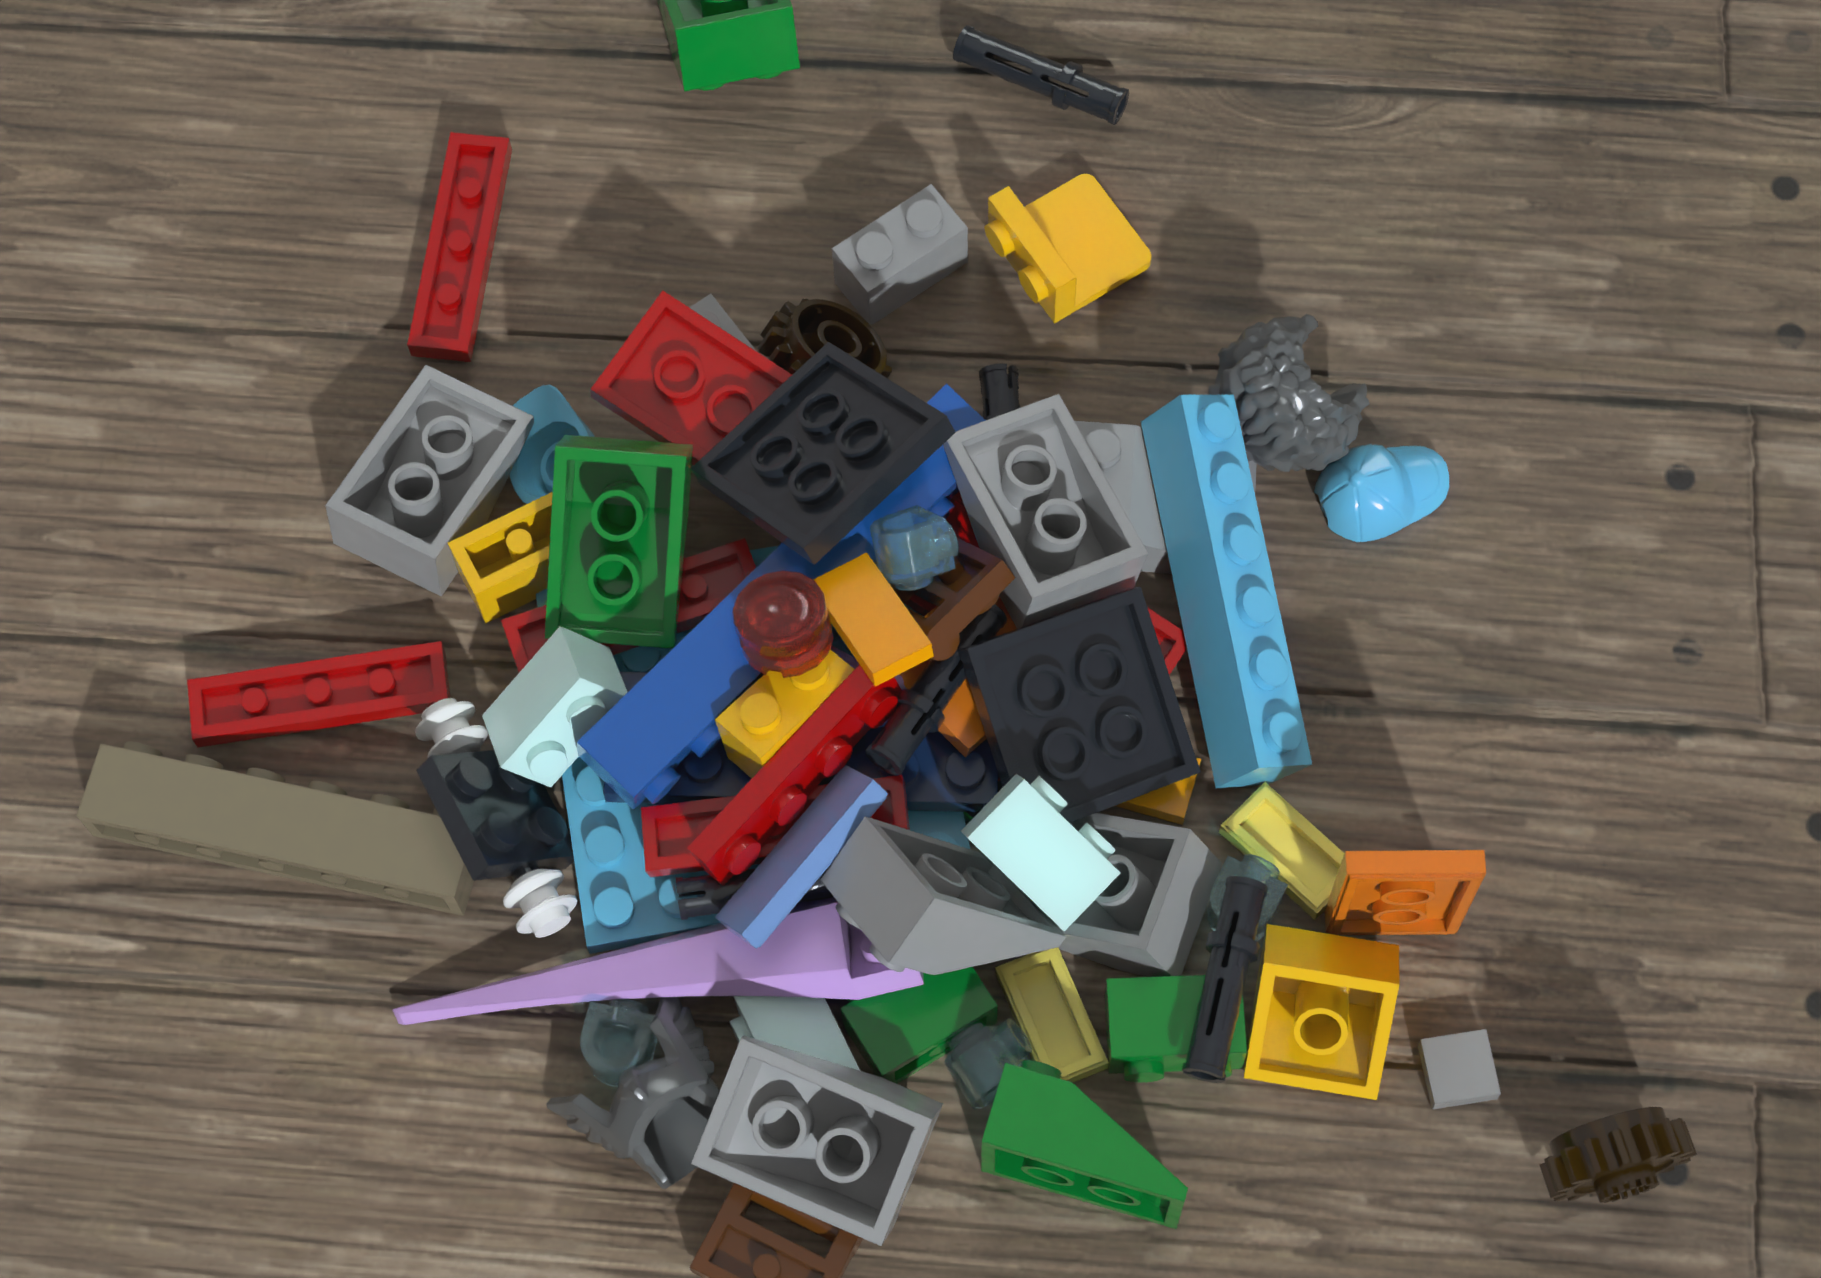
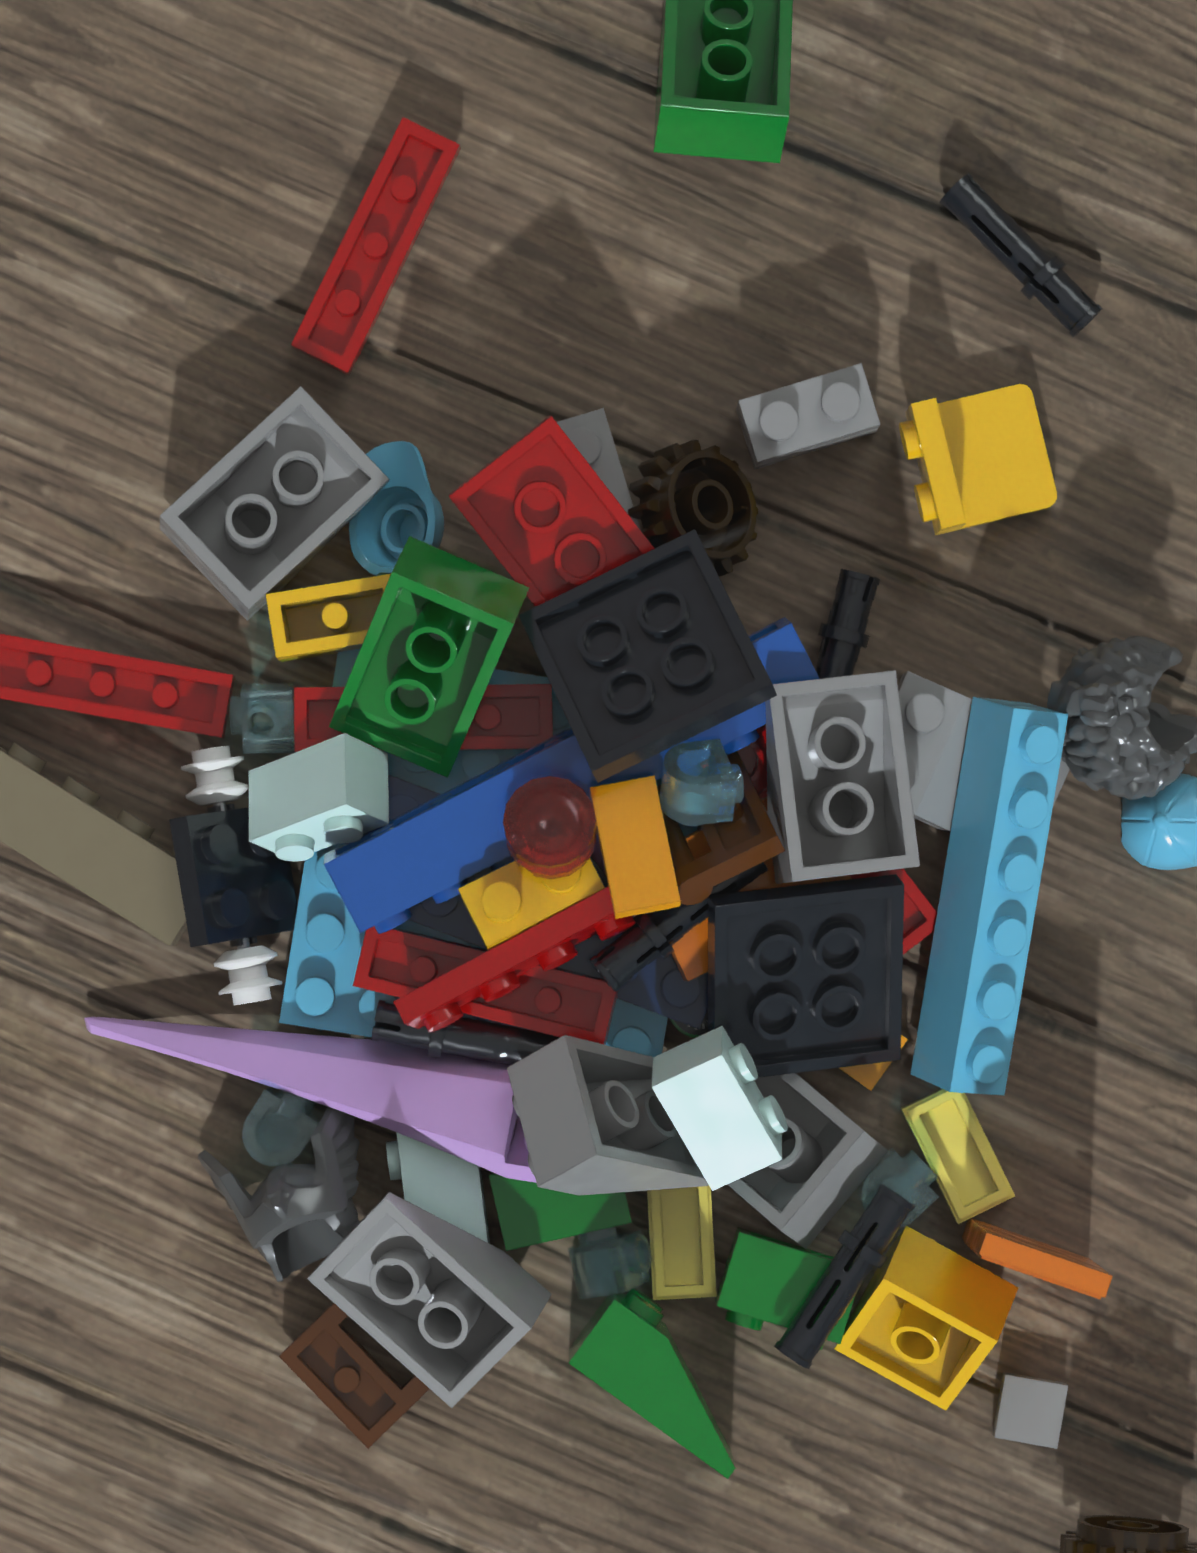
camera: 15 degrees right, 20 degrees up
(481, 665) = (264, 717): none -> clear light blue plate
(801, 856) = (497, 1037): medium blue tile -> none

